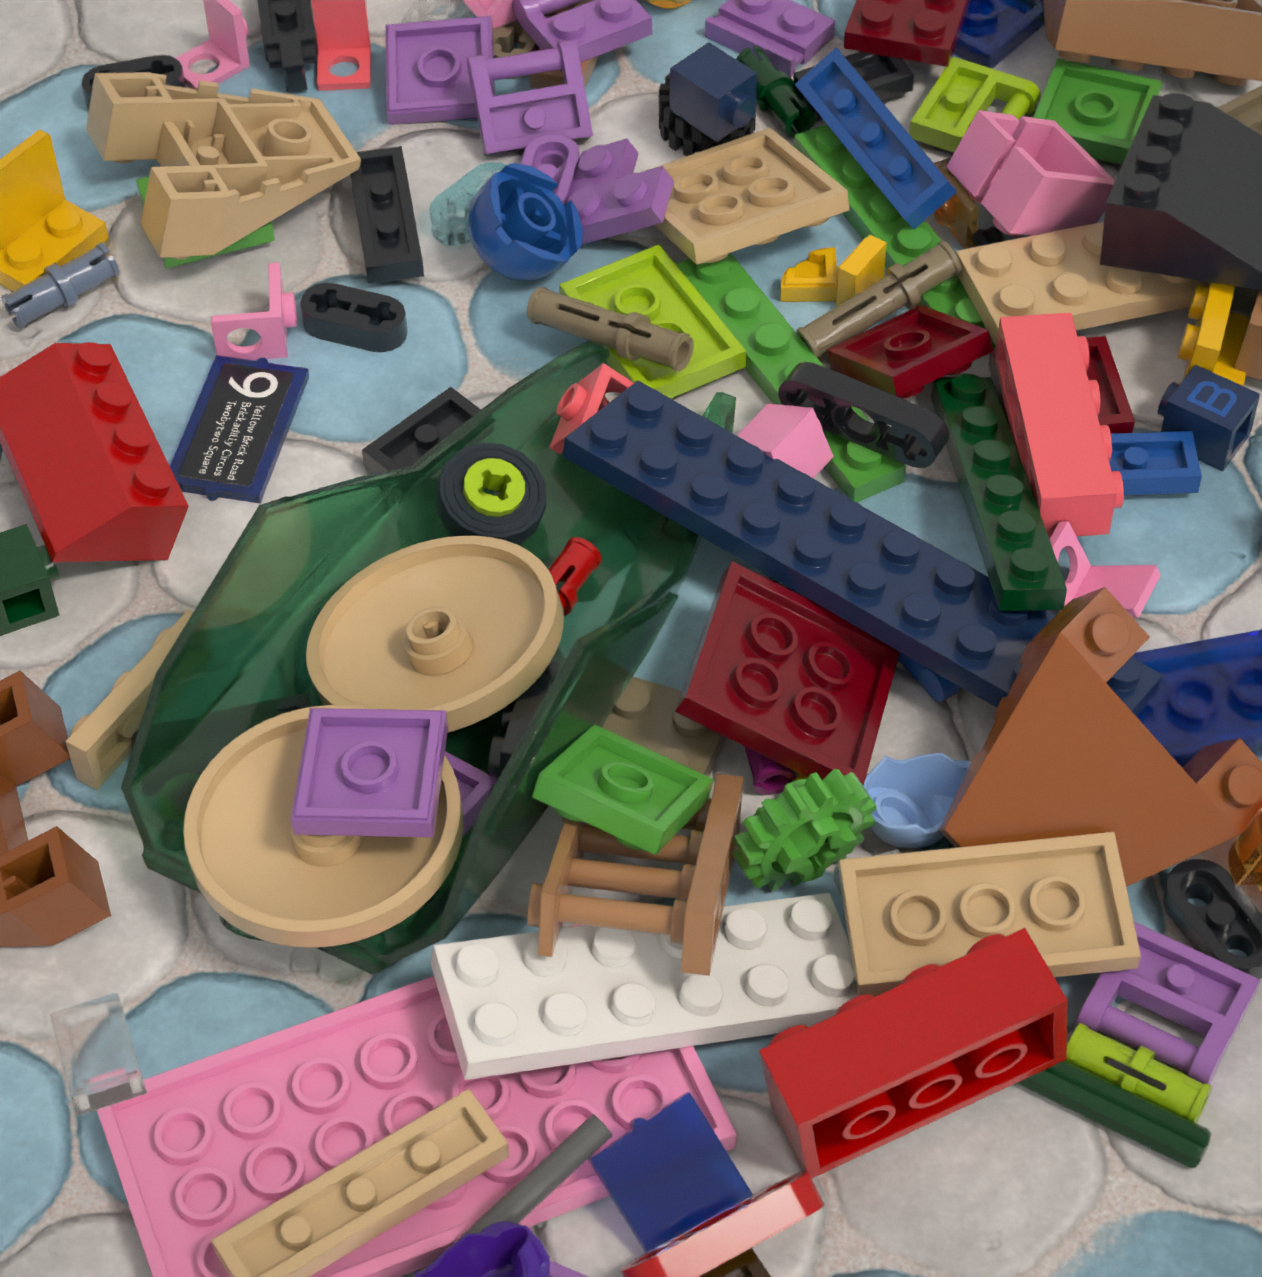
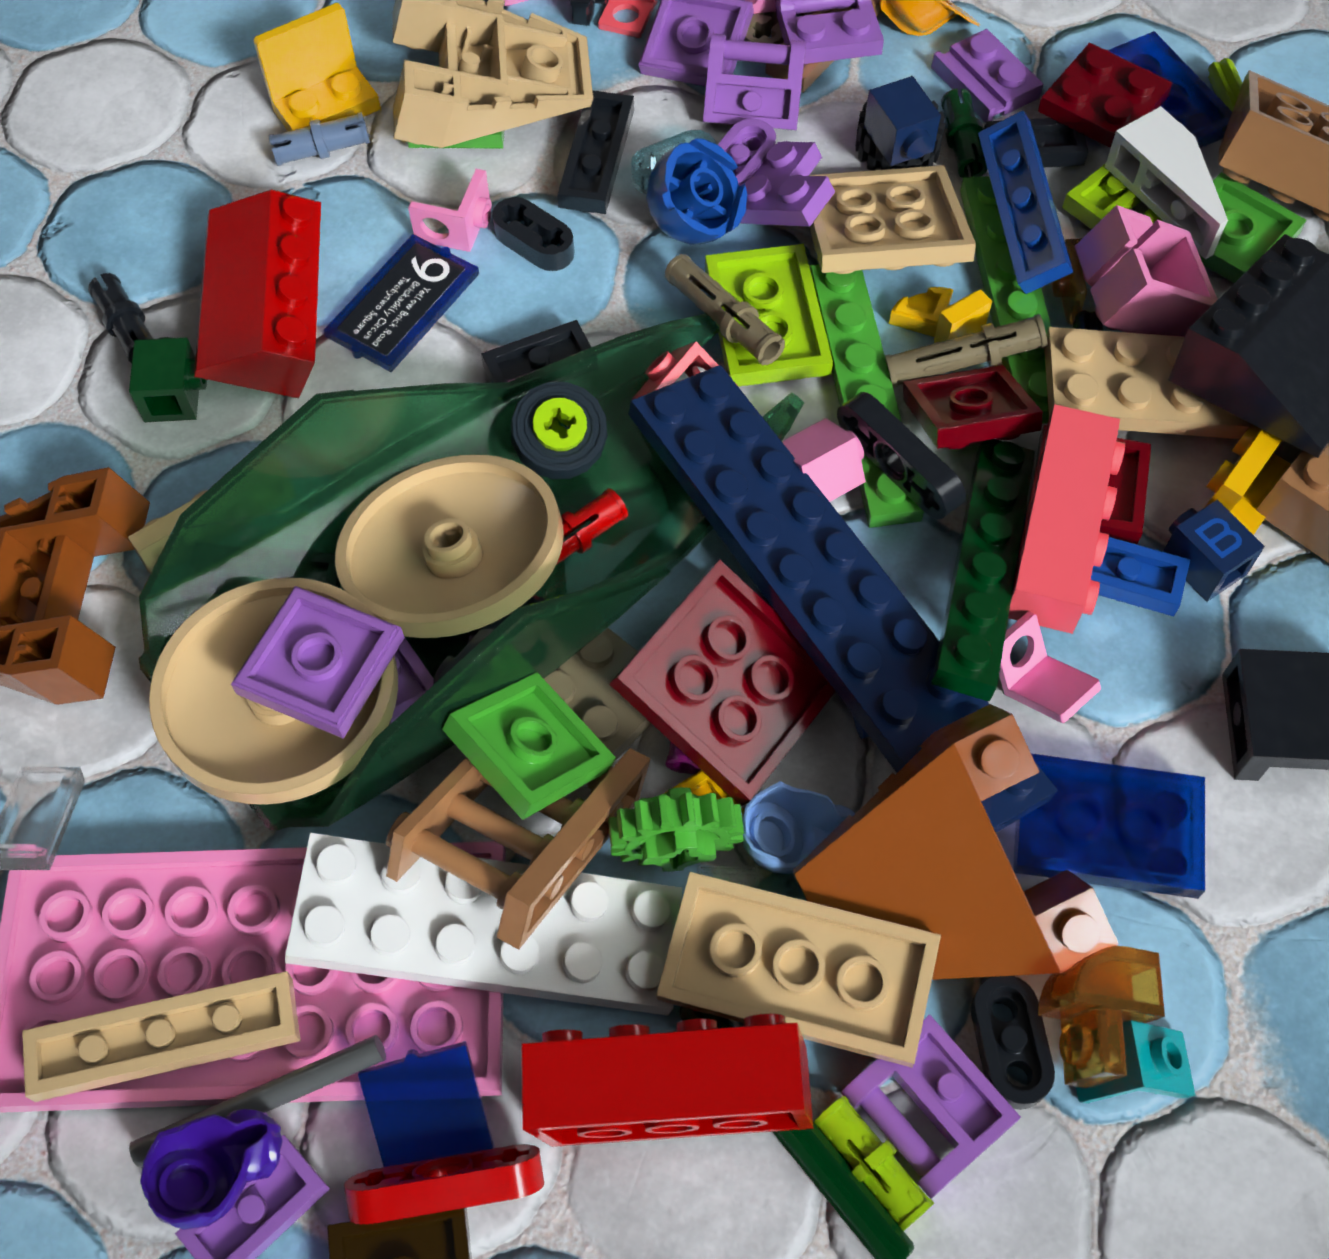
camera: 20 degrees right, 10 degrees up
(1011, 73) = (1169, 175): none -> white slope

